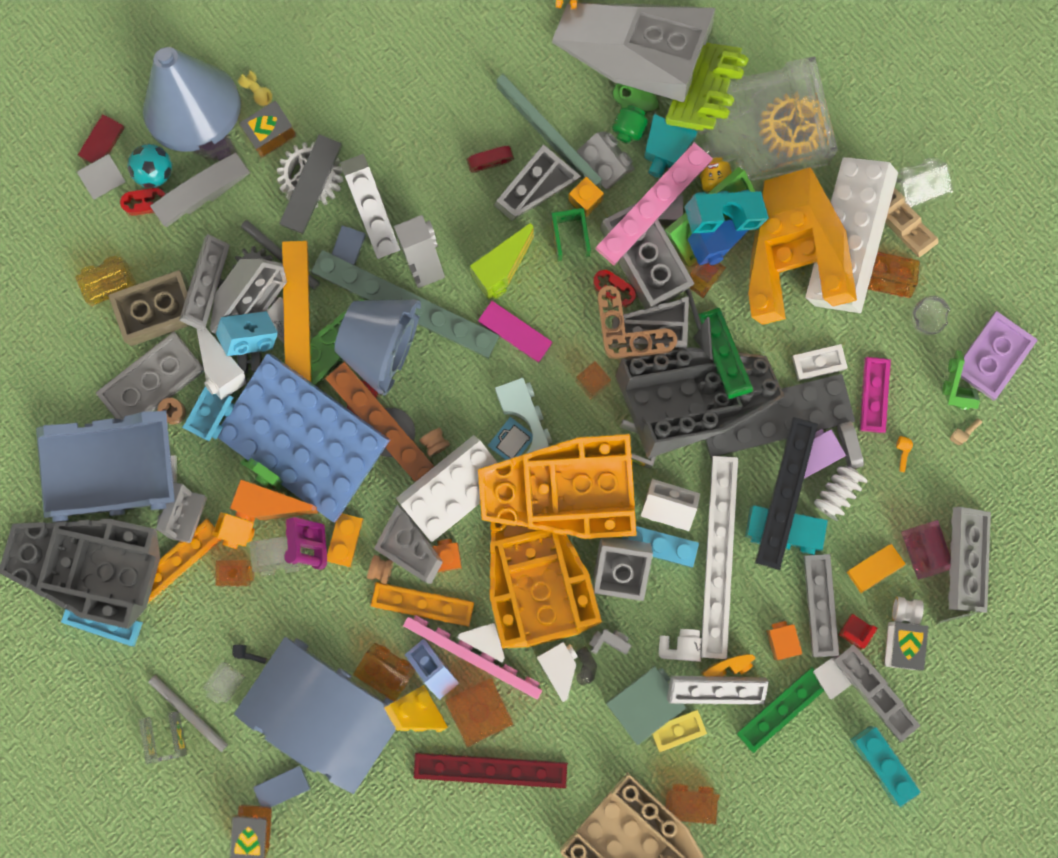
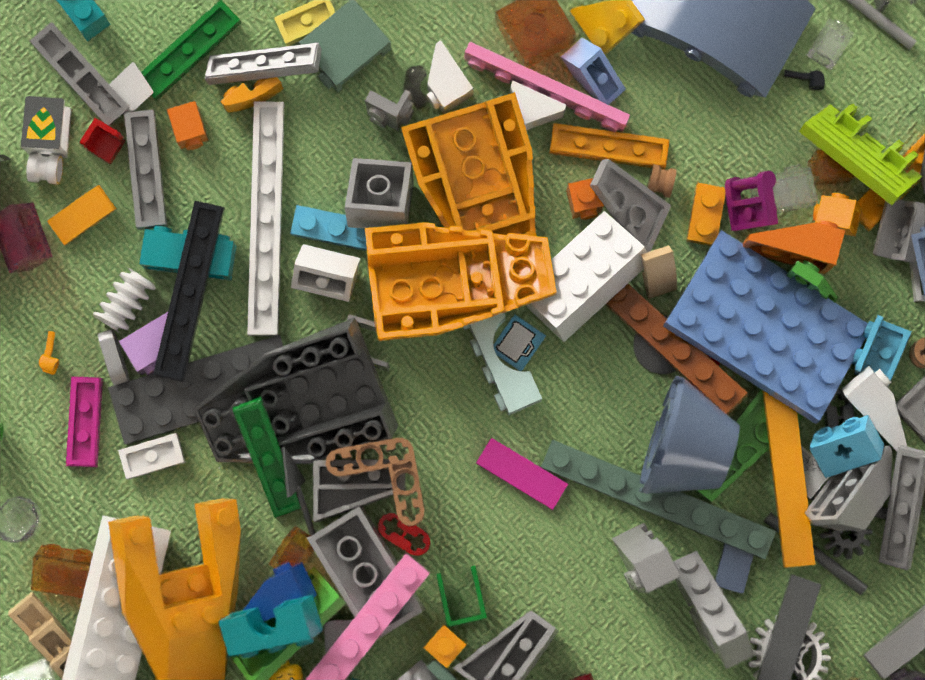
camera: 175 degrees right, 0 degrees up
(209, 579) = (863, 153): none -> lime hinge
(384, 671) = (646, 67): clear orange bracket -> none
(389, 488) = (659, 271): none -> tan slope
(434, 442) = (609, 332): medium nougat wheel -> none
(498, 267) = (547, 546): lime slope -> none
(593, 380) = (424, 416): clear orange brick -> none
(687, 646) = (299, 113): white piece -> none

